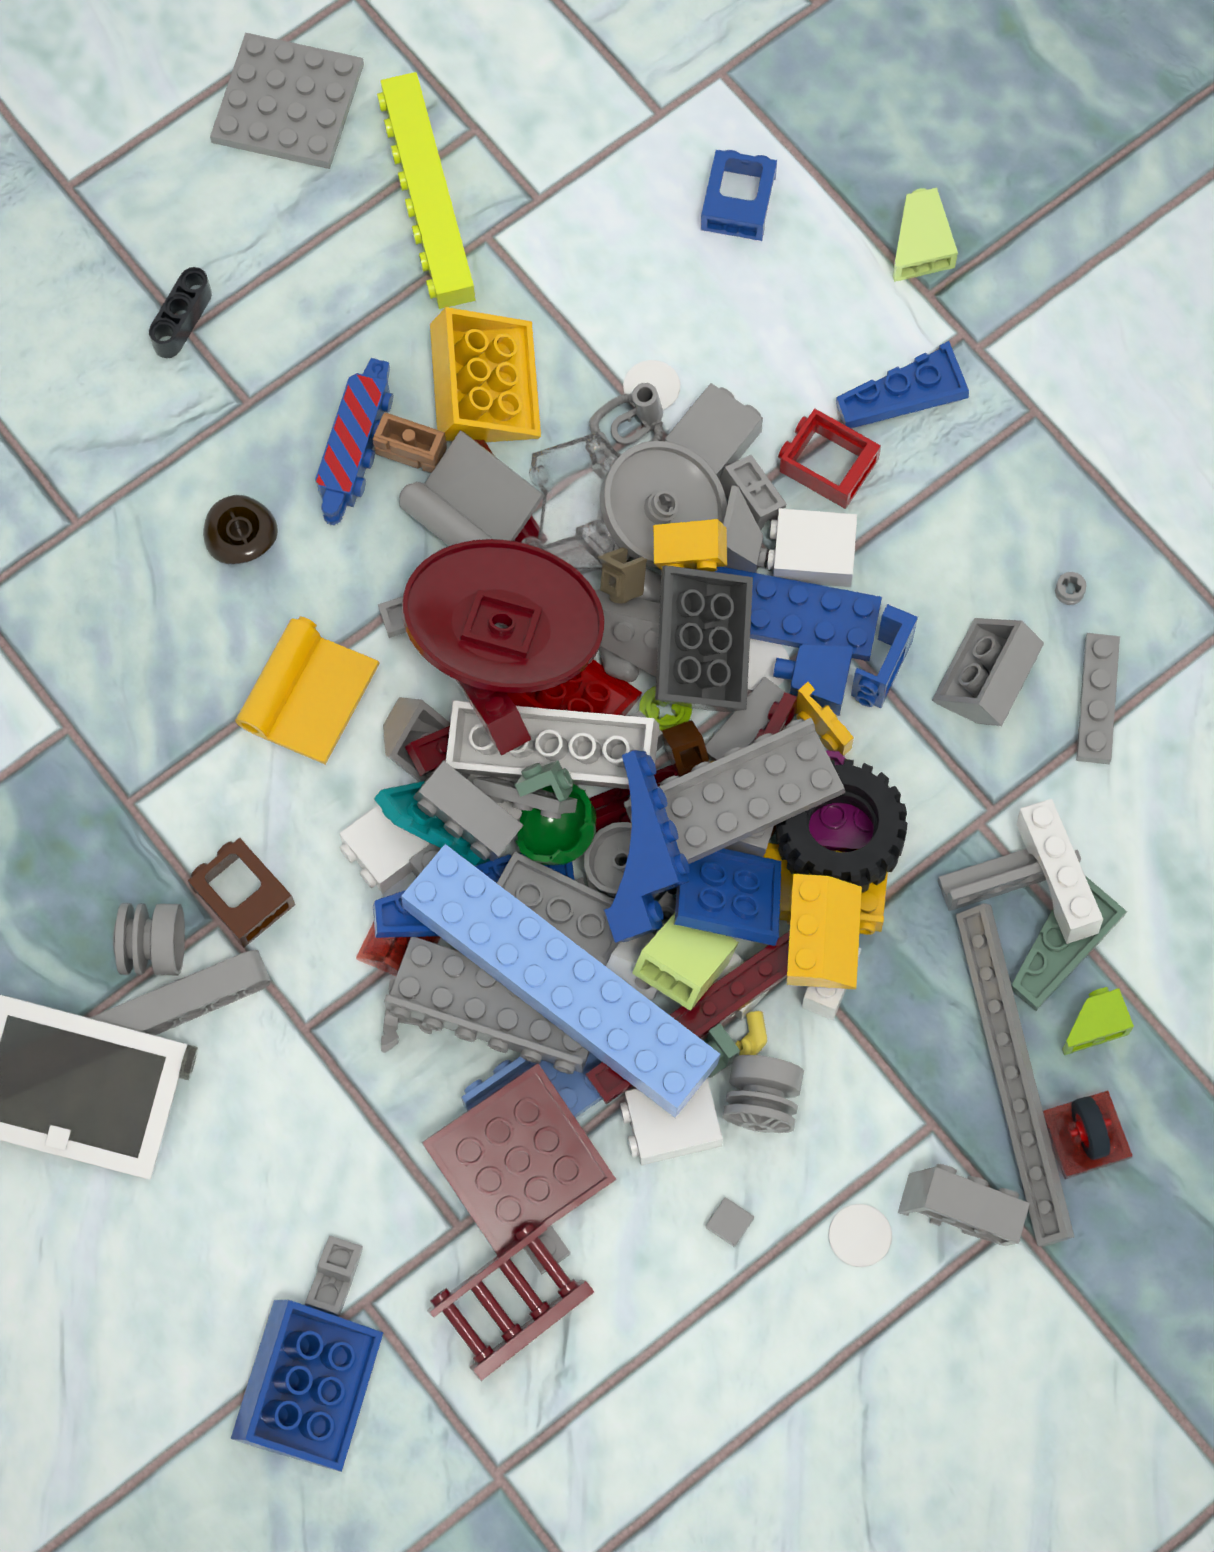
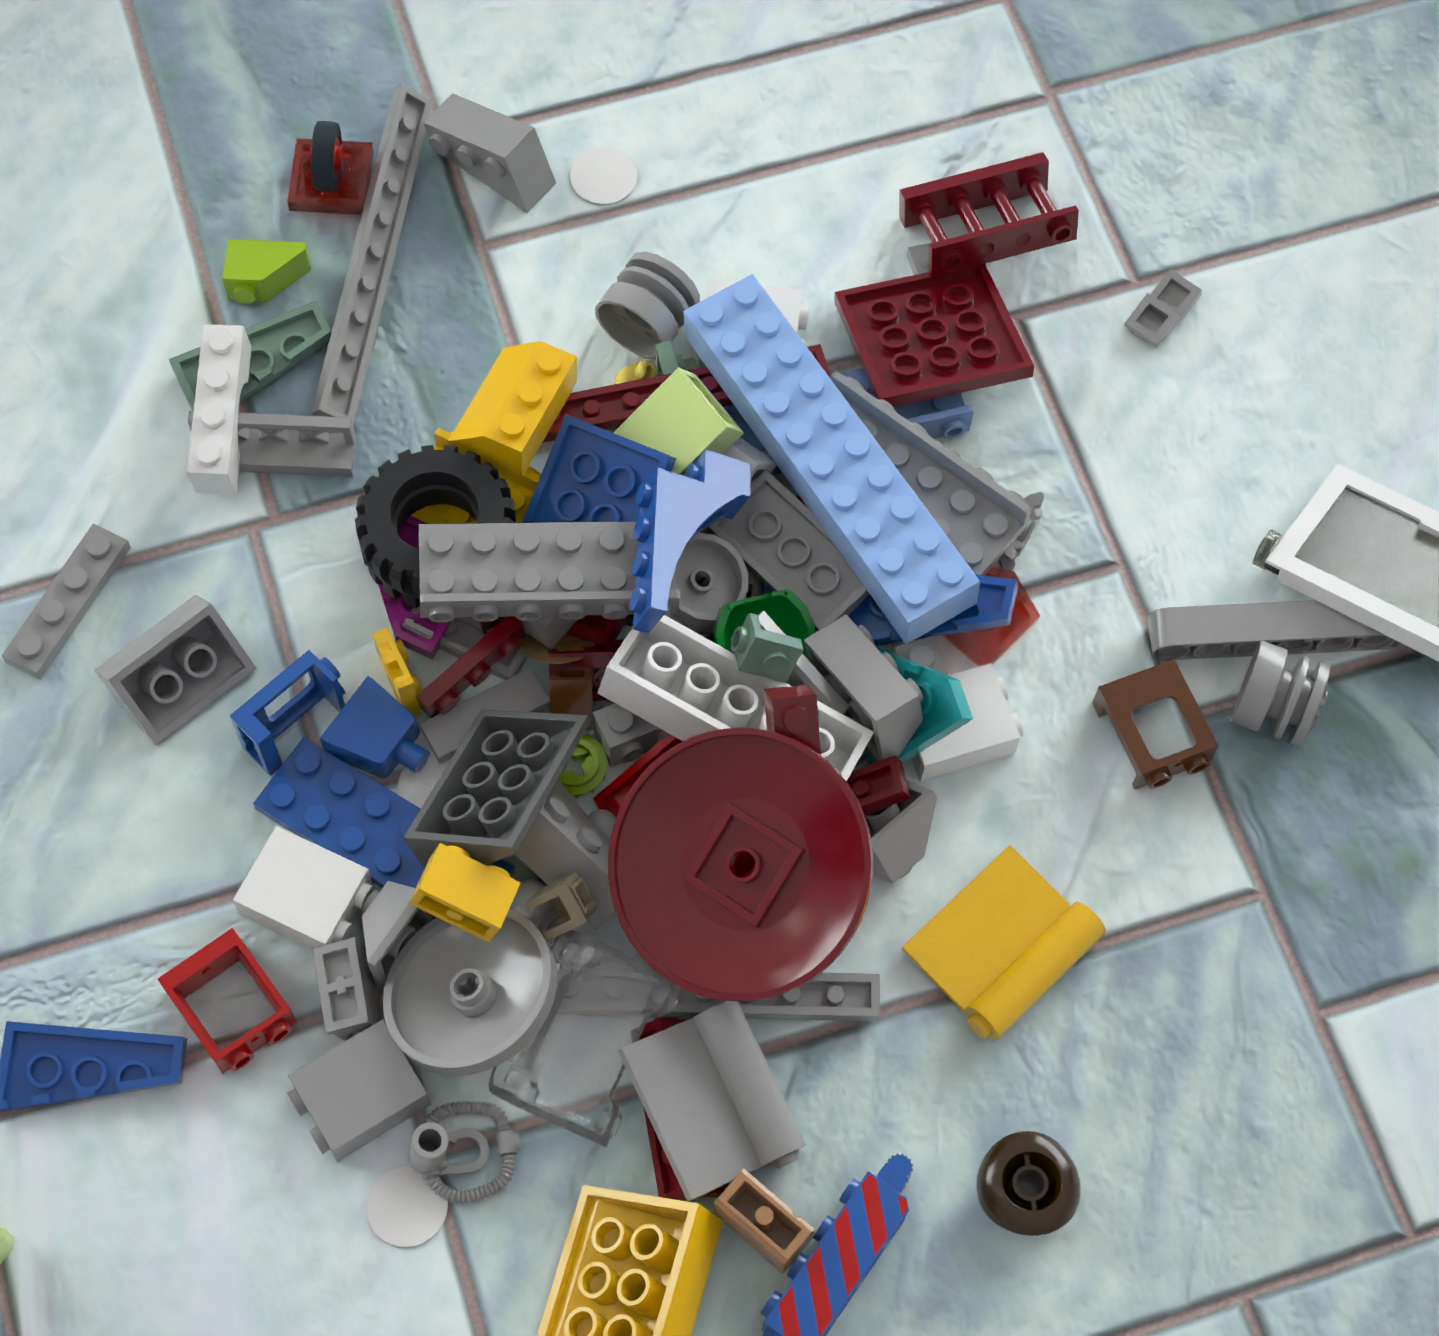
camera: 165 degrees left, 5 degrees down
(307, 1385) = (1223, 218): blue slope -> none
(730, 1222) = (731, 224): light grey tile -> none
(1074, 598) = (25, 722): light grey bush -> none

